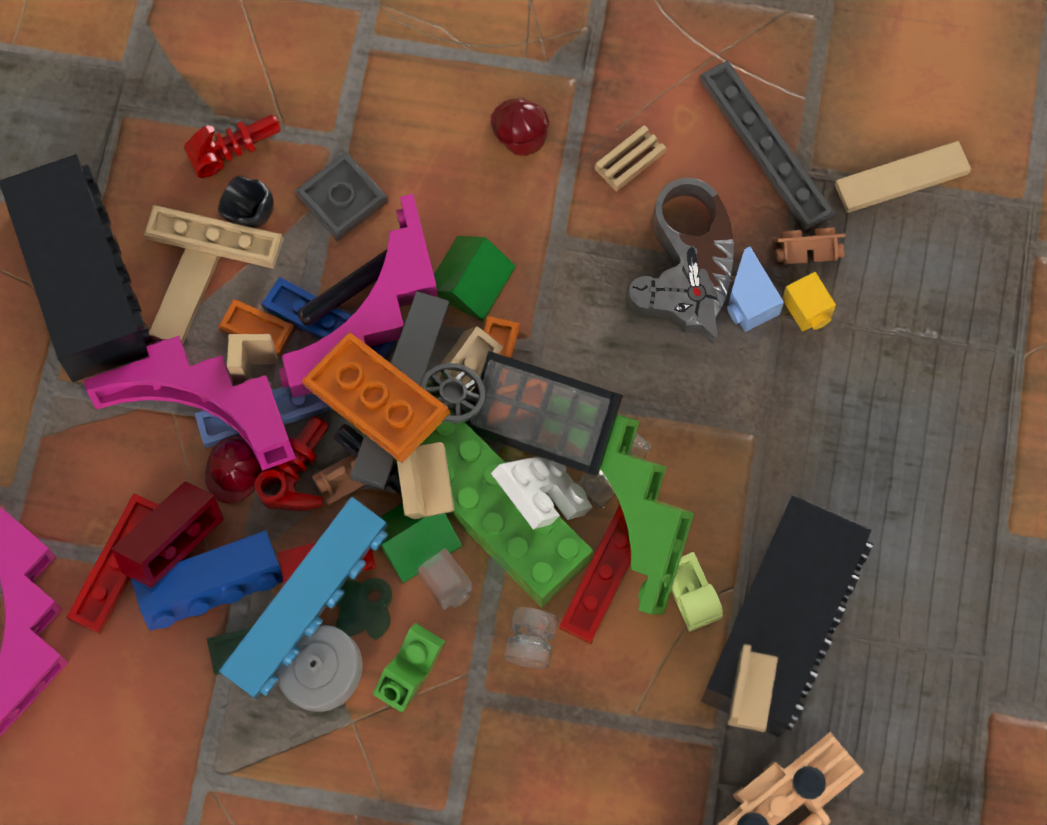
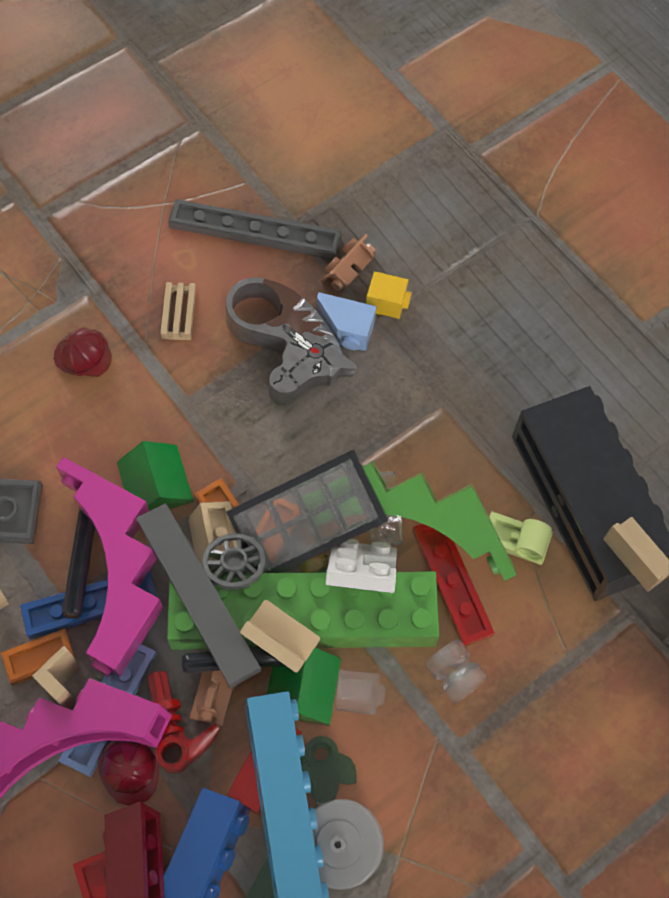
camera: 50 degrees left, 5 degrees down
(376, 397) = (189, 613): orange tile -> none
(409, 668) = (398, 777): bright green slope -> none
(902, 177) = (356, 176): tan tile -> none

